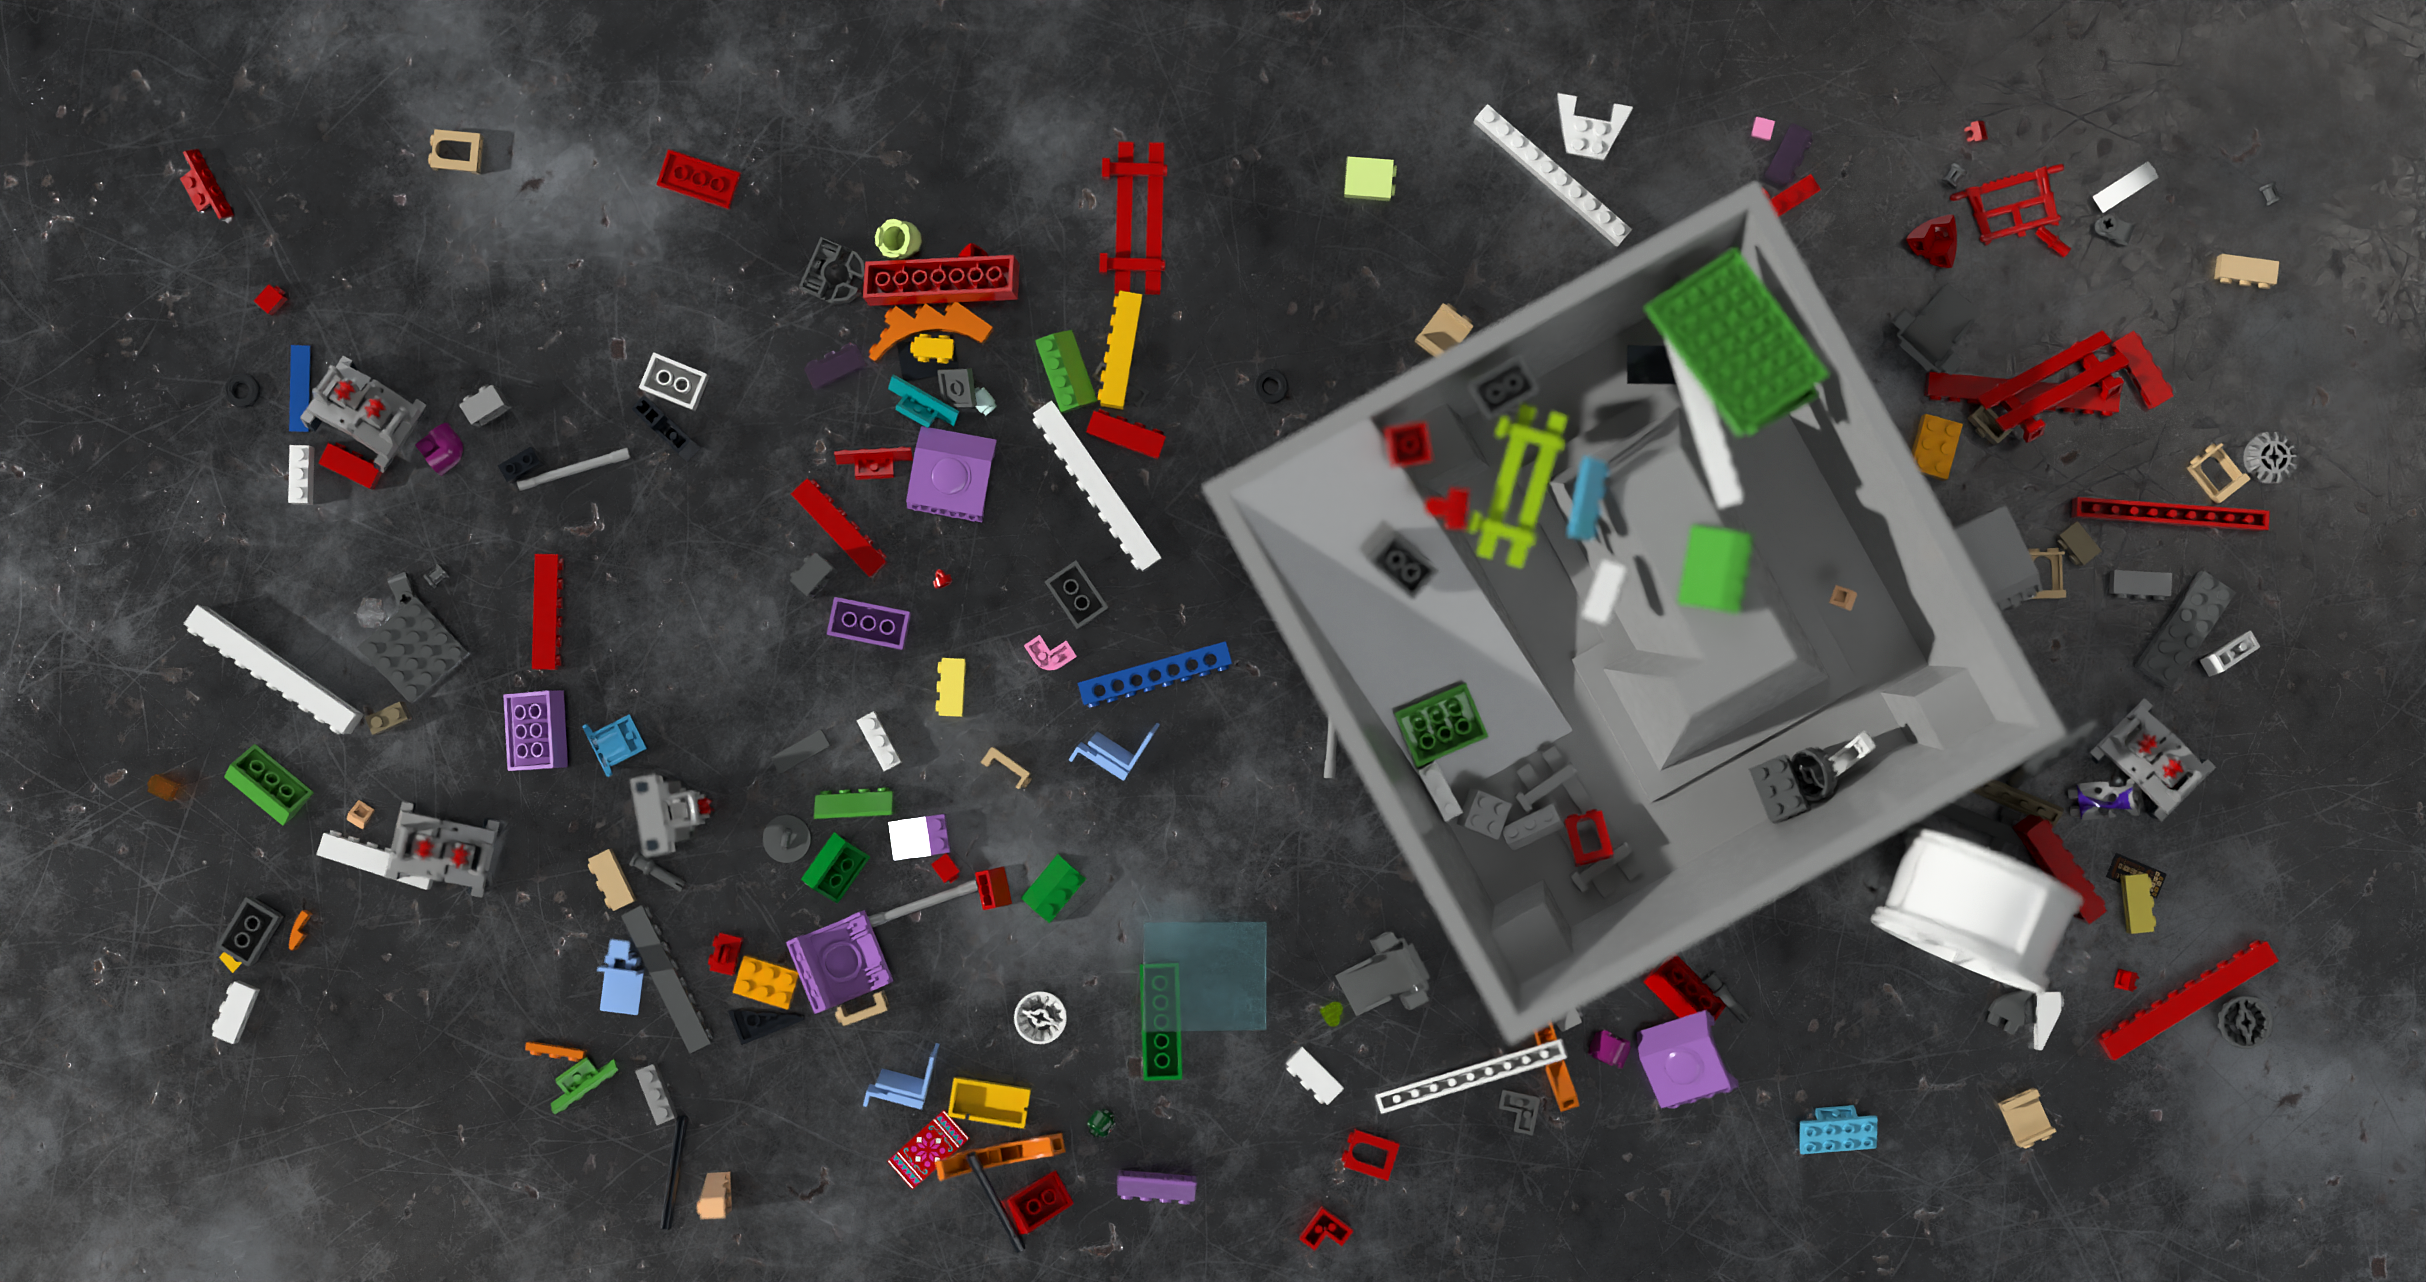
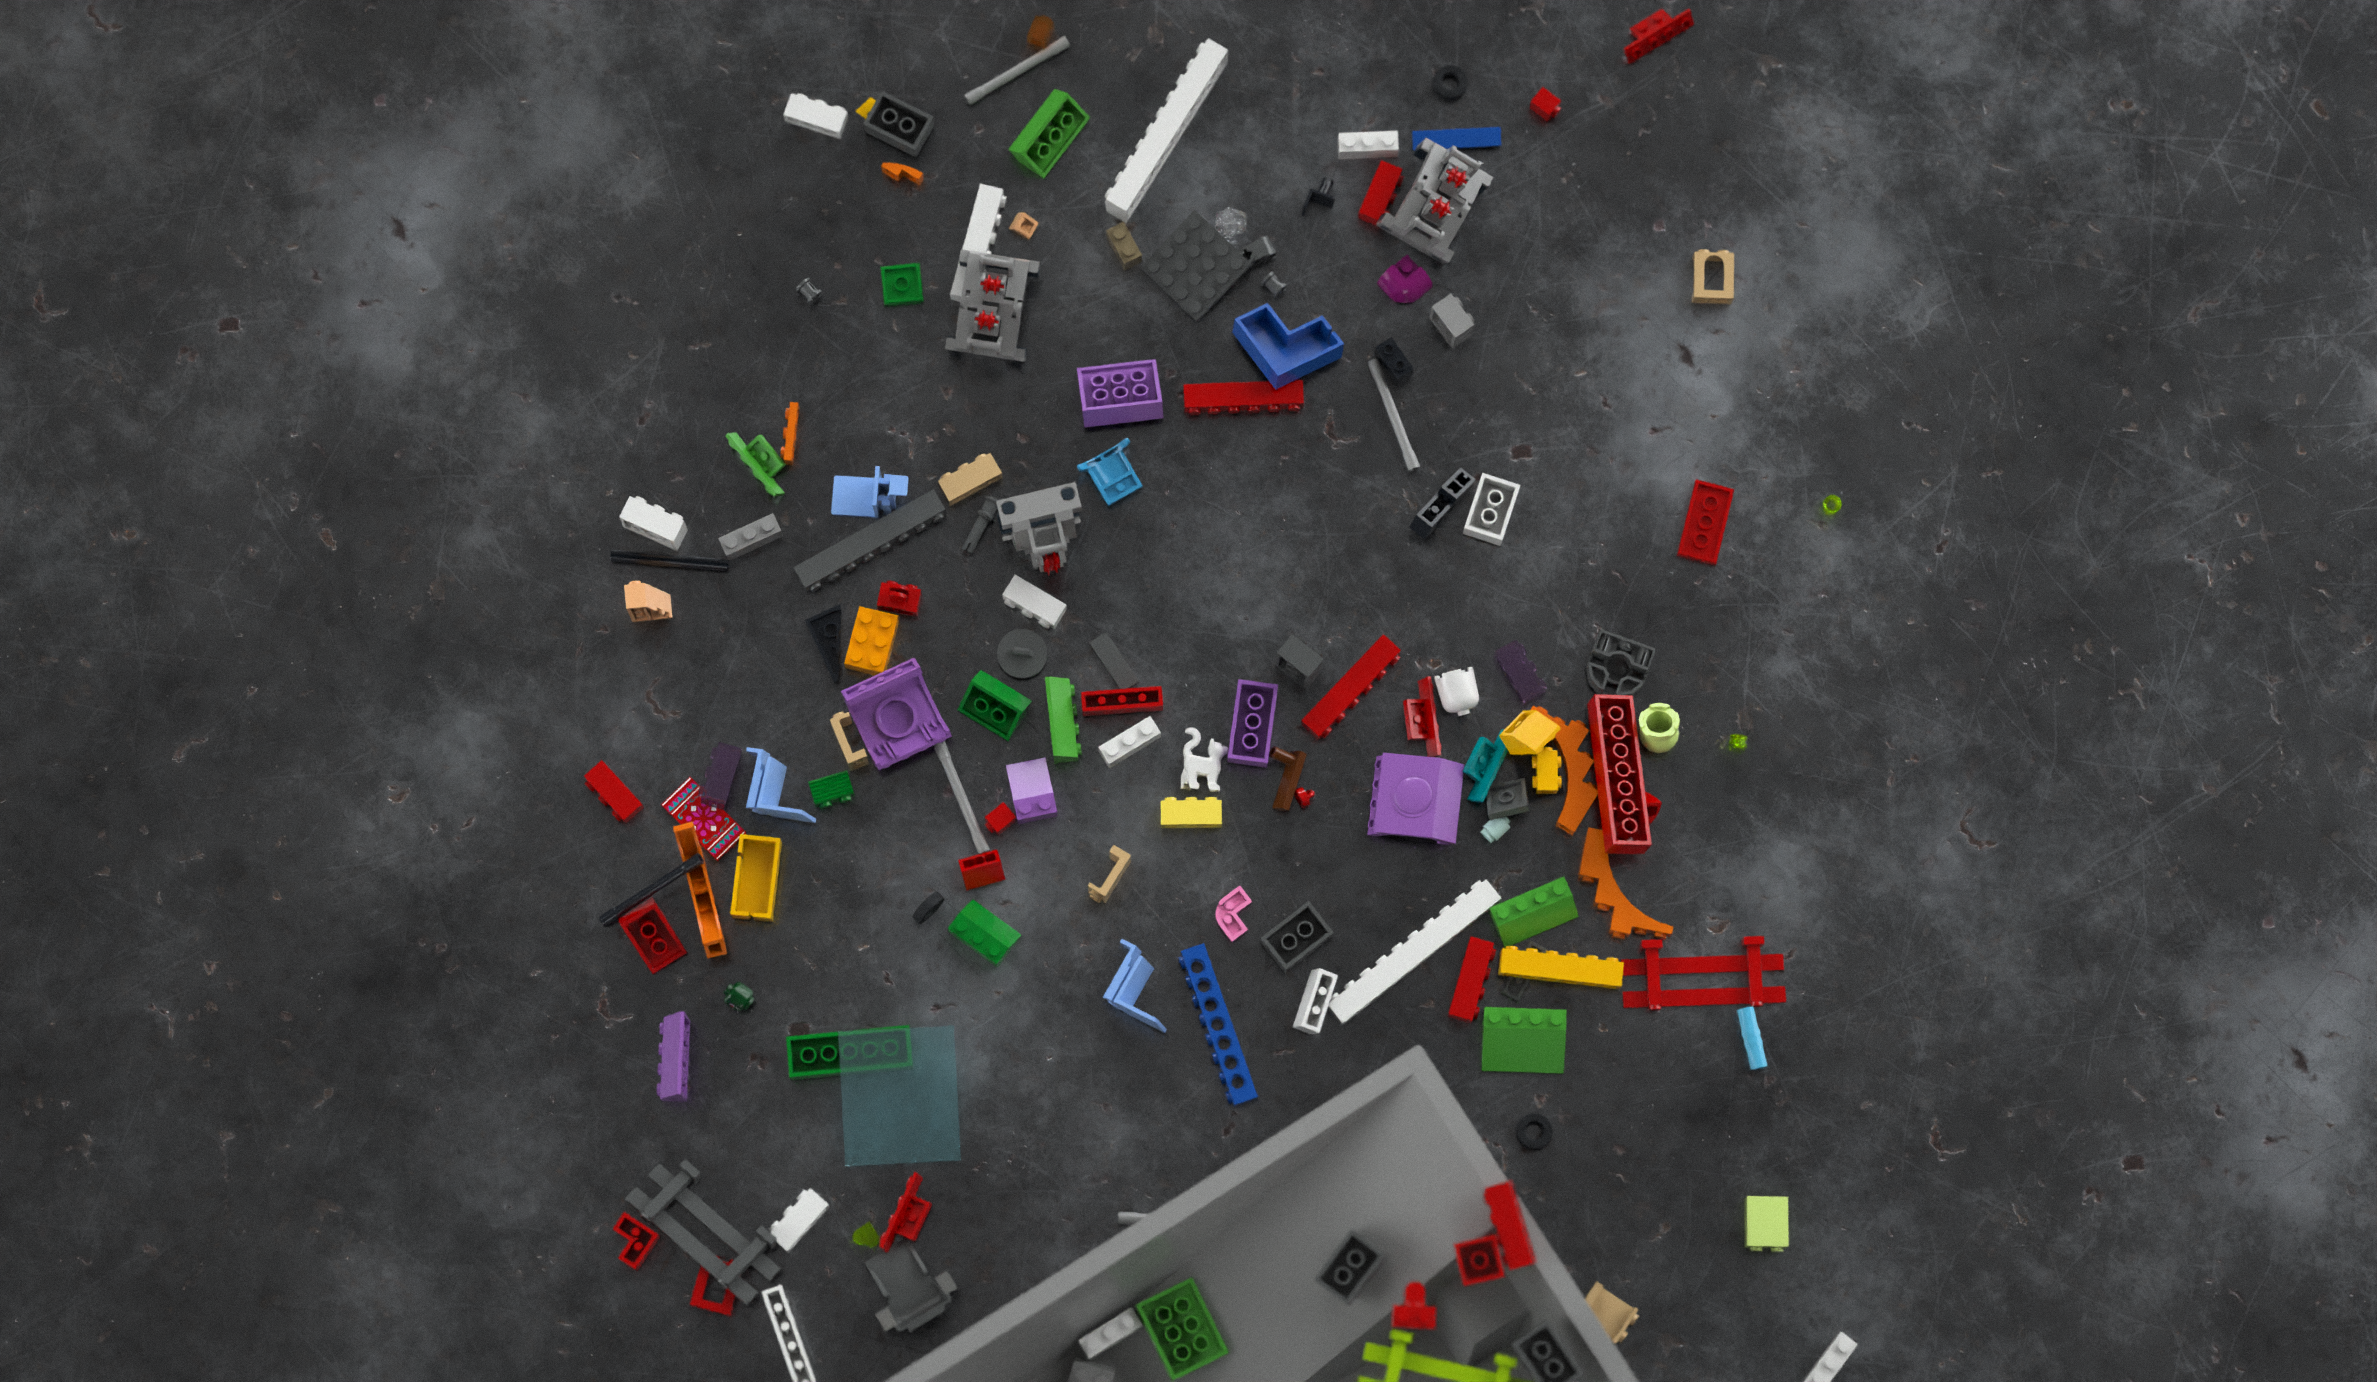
camera: 85 degrees right, 10 degrees down
(221, 849) = (1053, 49): none -> light grey piece
(350, 524) = (1321, 196): none -> black bracket
(412, 935) = (902, 284): none -> green tile
(413, 1026) = (808, 290): none -> dark grey bush
(507, 571) = (1286, 353): none -> blue piece
(636, 1186) = (653, 522): none -> white brick
(684, 61) = (1835, 499): none -> clear neon green bush
(738, 824) = (1034, 602): none -> white brick
(840, 746) = (1122, 701): none -> red brick
(850, 426) = (1458, 691): none -> white cylinder
(888, 1132) = (720, 775): none -> clear purple brick
(896, 362) = (1529, 733): none -> yellow slope
(898, 1235) = (612, 792): none -> red brick
(907, 674) = (1201, 766): none -> white animal
(908, 1027) = (831, 789): none -> green brick
(909, 586) = (1294, 764): none -> reddish brown piece
(913, 166) = (1738, 741): none -> clear neon green bush
(1023, 1012) = (851, 908): white gear -> none
(1027, 940) = (928, 907): none -> black tyre
(1074, 286) = (1625, 916): none -> orange arch
(1138, 581) = (1315, 1001): none -> white brick
(1186, 389) = (1523, 1040): none -> bright green slope
(1196, 177) = (1752, 1038): none -> medium azure axle
(1317, 973) = (908, 1216): none -> red bracket
(1343, 1123) = (749, 1252): none -> dark grey fence
(1378, 413) = (1510, 1225): none -> red brick

